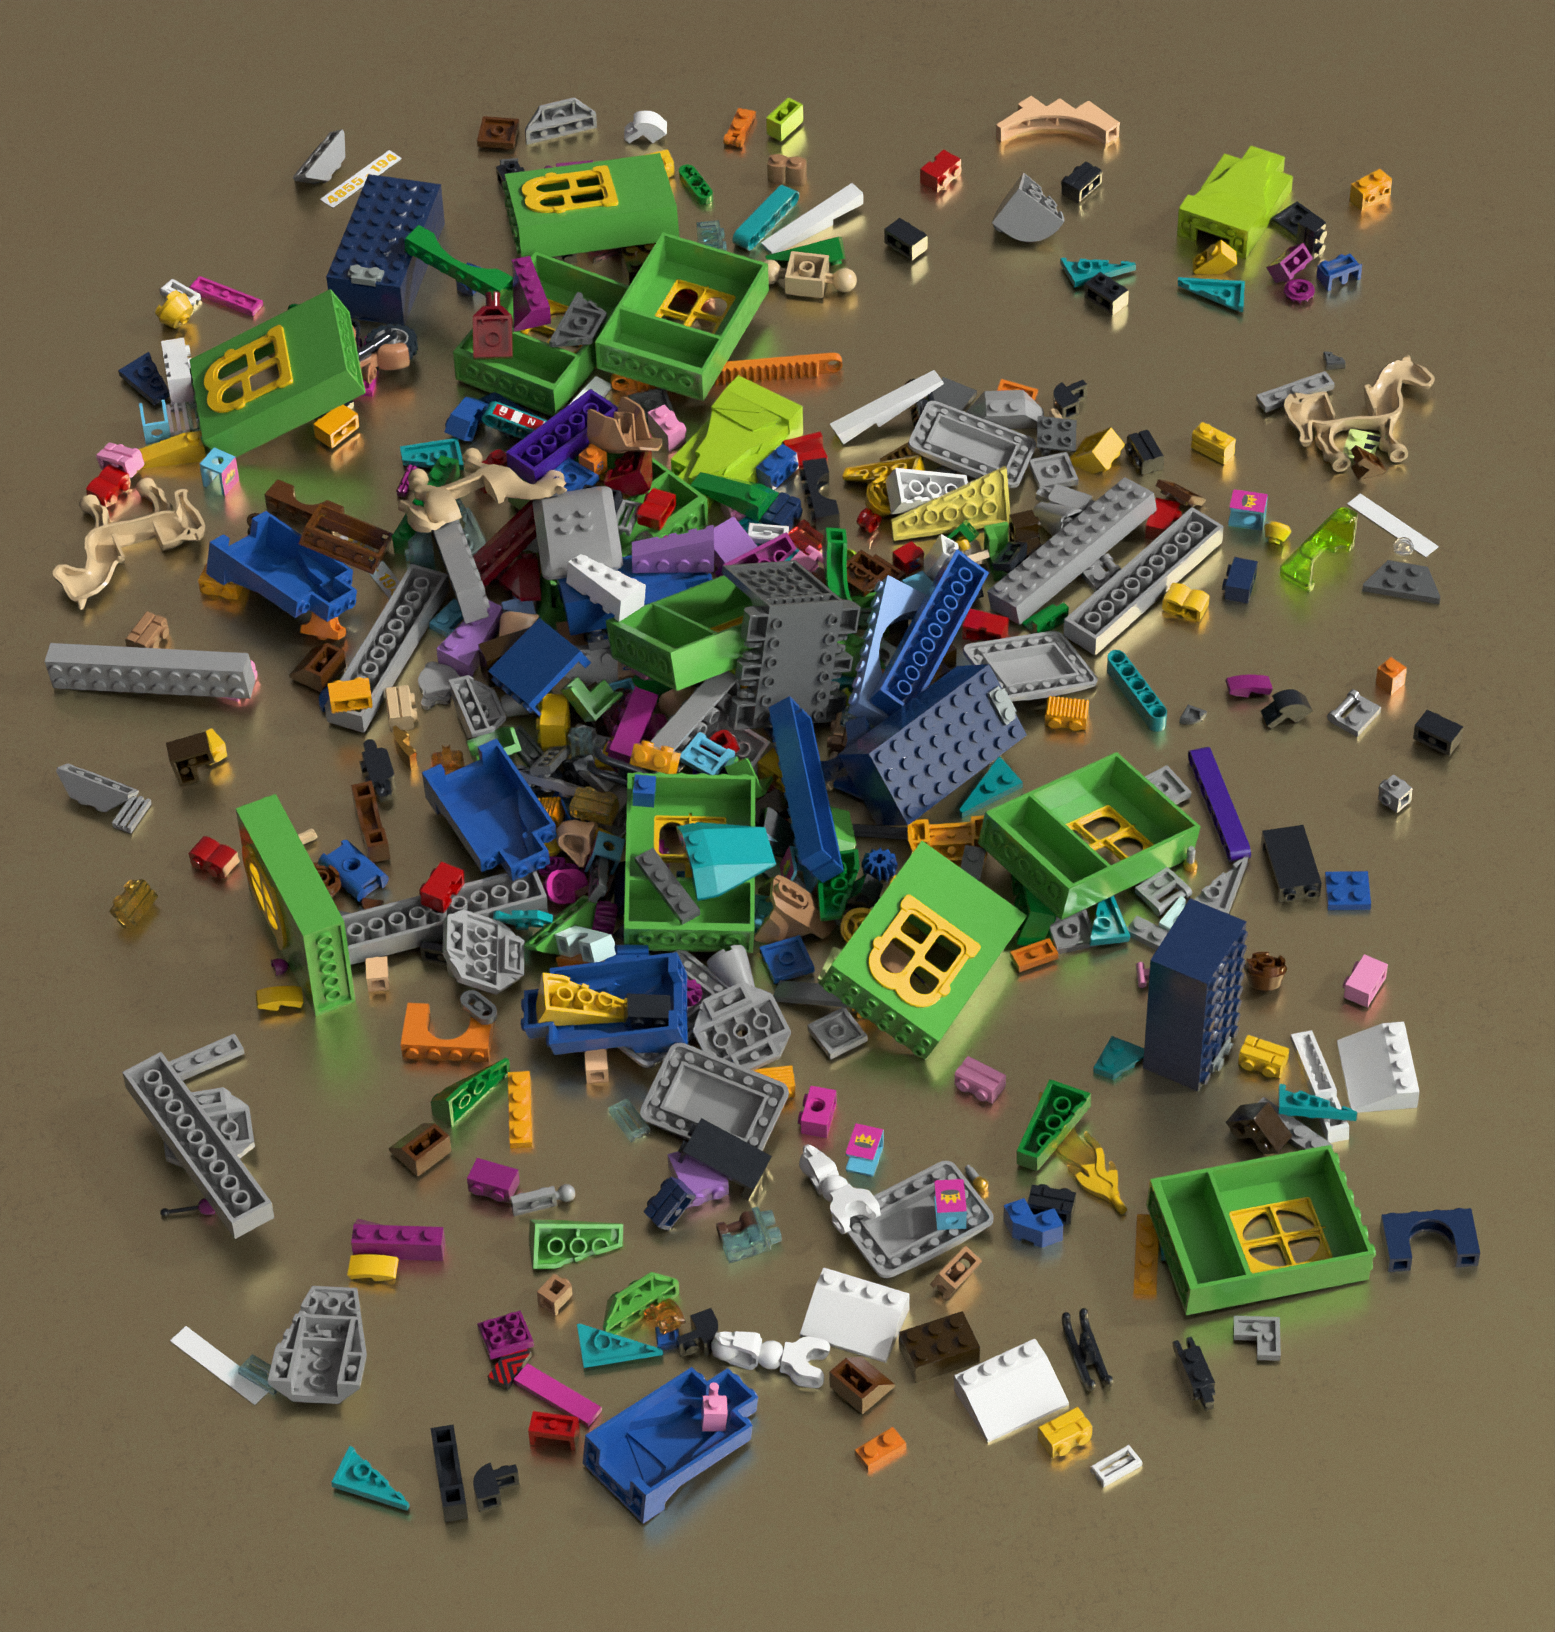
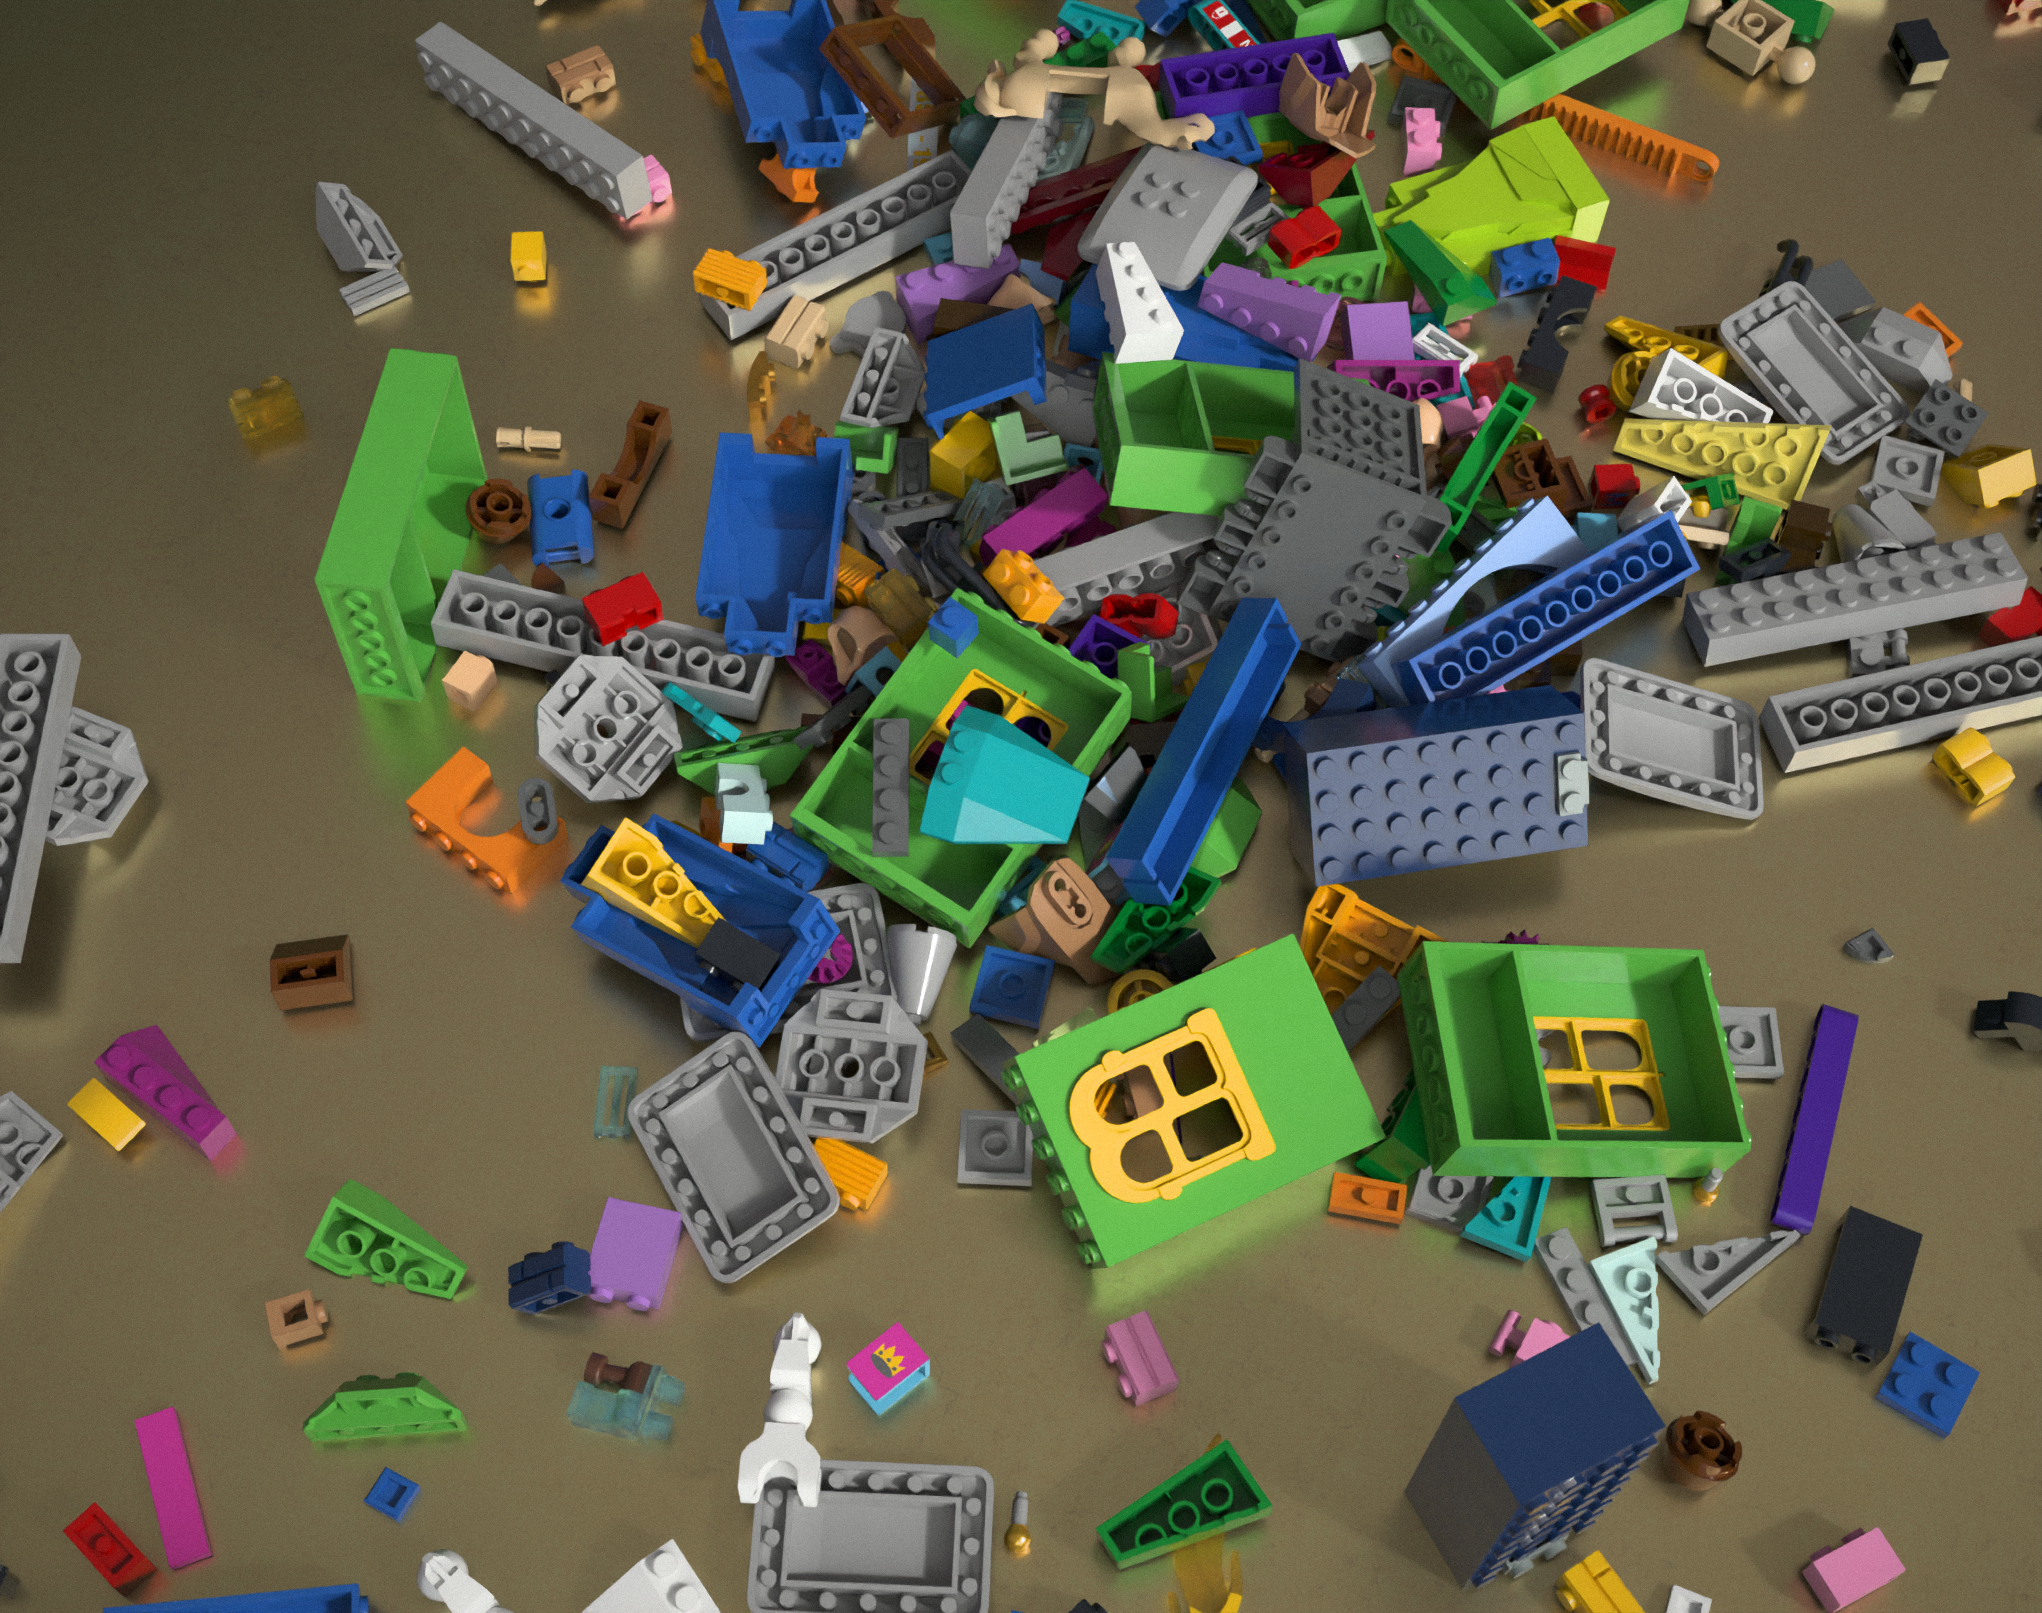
camera: 30 degrees right, 10 degrees up
(188, 755) = (482, 254): dark brown brick -> none
(207, 1057) = (161, 670): light grey plate -> none
(273, 997) = (315, 637): yellow slope -> none
(320, 666) = (743, 225): reddish brown slope -> none
(378, 770) = (701, 401): black hinge -> none
(464, 1095) = (428, 927): green wedge -> none
(493, 1180) = (357, 1083): magenta brick -> none
(505, 1334) = (183, 1339): magenta tile -> none
(508, 1368) = (151, 1392): black tile -> none
(519, 1109) = (488, 993): light orange plate -> none
(541, 1199) = (400, 1152): light grey plate -> none
(562, 884) = (797, 692): dark pink piece -> none
(594, 459) = (1271, 130): orange brick -> none
(596, 1066) = (631, 994): light nougat brick -> none
(605, 917) = (805, 773): magenta gear -> none
(607, 1348) = (289, 1459): teal wing -> none
(666, 1314) = (406, 1460): clear orange piece -> none
(703, 760) = (1101, 623): medium azure plate -> none
(704, 1327) = (443, 1526): black brick -> none
(725, 1155) = (678, 1254): black panel -> none
(783, 511) = (1487, 331): dark blue brick -> none
(819, 1122) = (865, 1279): dark pink brick -> none
(879, 831) = (1280, 862): black axle -> none
(879, 864) = (1245, 918): blue gear -> none
(886, 407) = (1728, 260): white slope -> none
(950, 1204) = (925, 1560): piece -> none
(984, 626) = (1650, 643): red brick -> none
(996, 784) = (1502, 890): teal wing -> none
(1047, 619) = (1749, 680): green panel -> none
(1066, 713) = (1680, 840): light orange brick -> none
(1067, 398) = (1997, 375): black brick -> none
(1117, 1058) = (1374, 1451): teal wing -> none
(1136, 690) = (1802, 875): teal beam -> none
(1245, 684) = (1980, 945): magenta slope -> none

